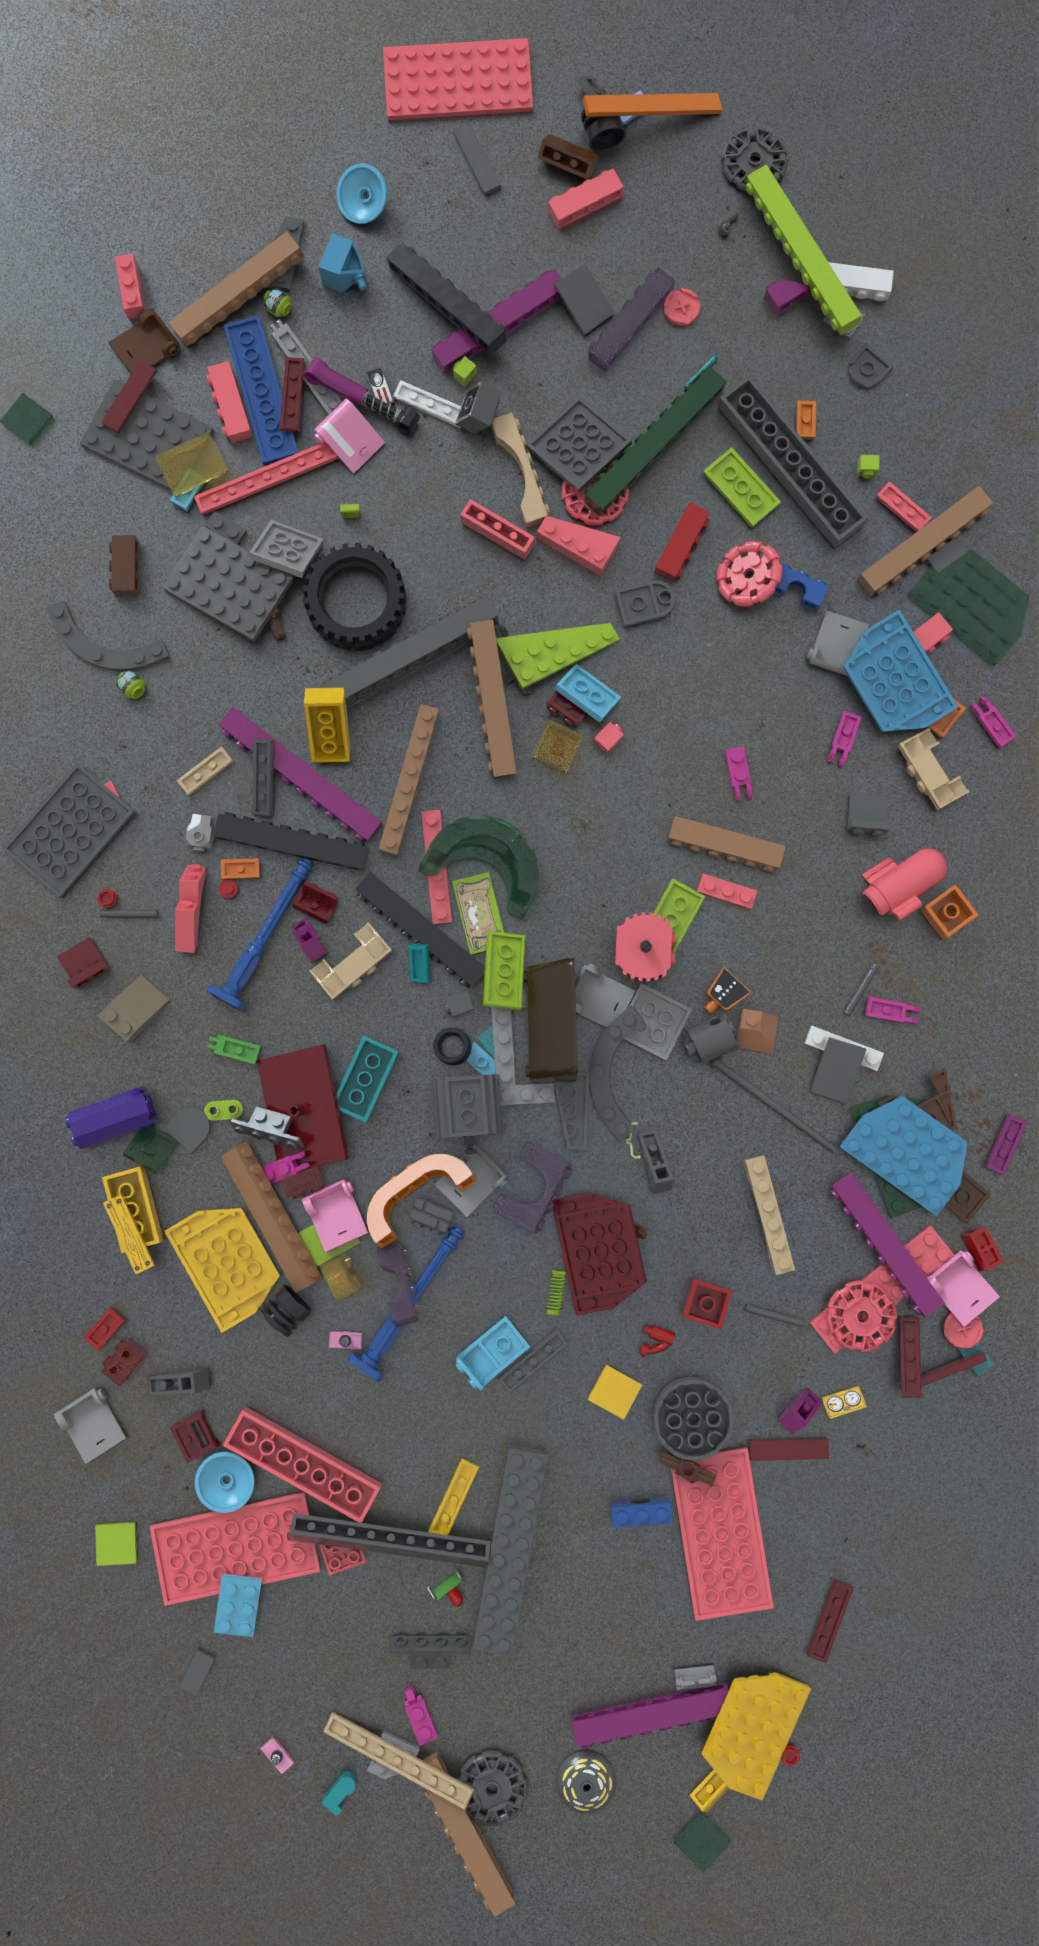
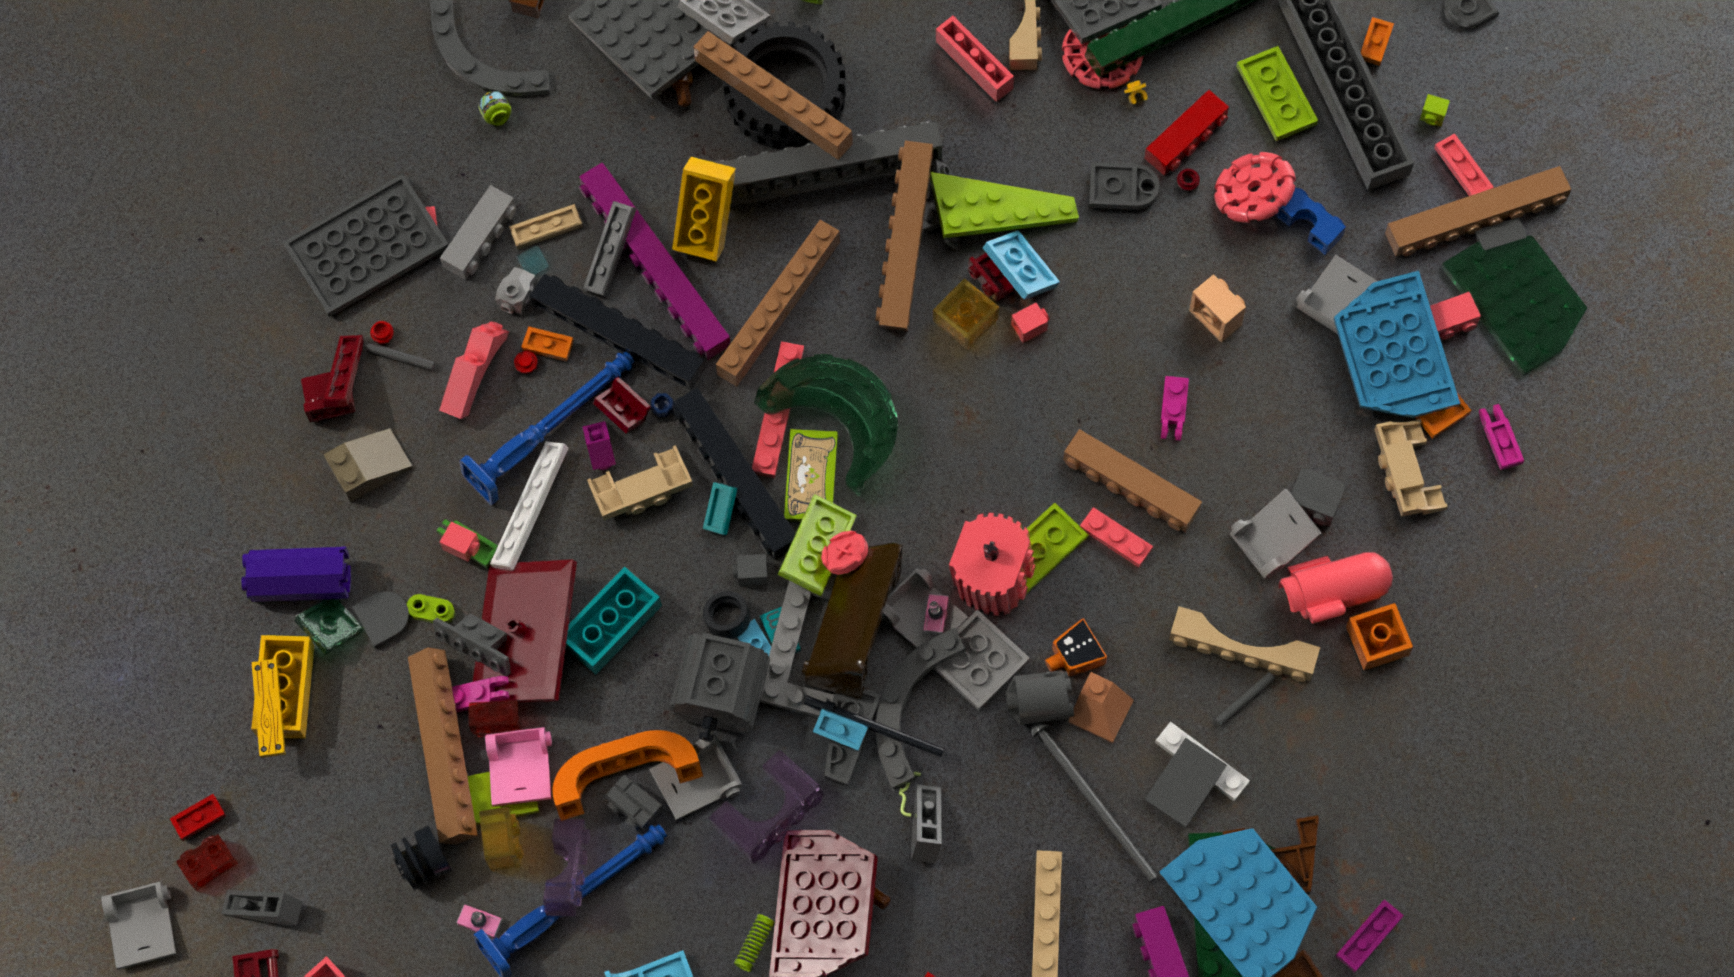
camera: 20 degrees right, 15 degrees down
(89, 942) = (343, 371): none -> dark red tile
(154, 793) = (478, 233): none -> light grey brick
(204, 802) = (532, 260): none -> clear light blue slope
(225, 1263) = (368, 784): yellow plate -> none
(229, 1053) = (460, 542): none -> coral brick
(271, 1005) = (529, 506): none -> white tile
(346, 891) = (662, 405): none -> dark blue tile
(351, 613) = (773, 95): none -> medium nougat brick
(529, 974) = (844, 552): none -> coral tile
(555, 1097) = (876, 727): none -> black bar
(569, 1111) = (840, 729): none -> medium azure plate
(582, 544) = (1065, 100): coral wedge -> none
(611, 996) = (936, 614): none -> bright pink piece
(629, 516) = (1134, 88): none -> yellow plate
(698, 577) = (1188, 174): none -> dark red plate
(751, 683) = (1217, 307): none -> light nougat brick
(809, 948) = (1293, 659): none -> tan arch
(844, 736) = (1314, 401): dark pink hinge -> none
(846, 856) = (1273, 536): none -> light grey door
(890, 1010) = (1274, 733): dark pink hinge -> none

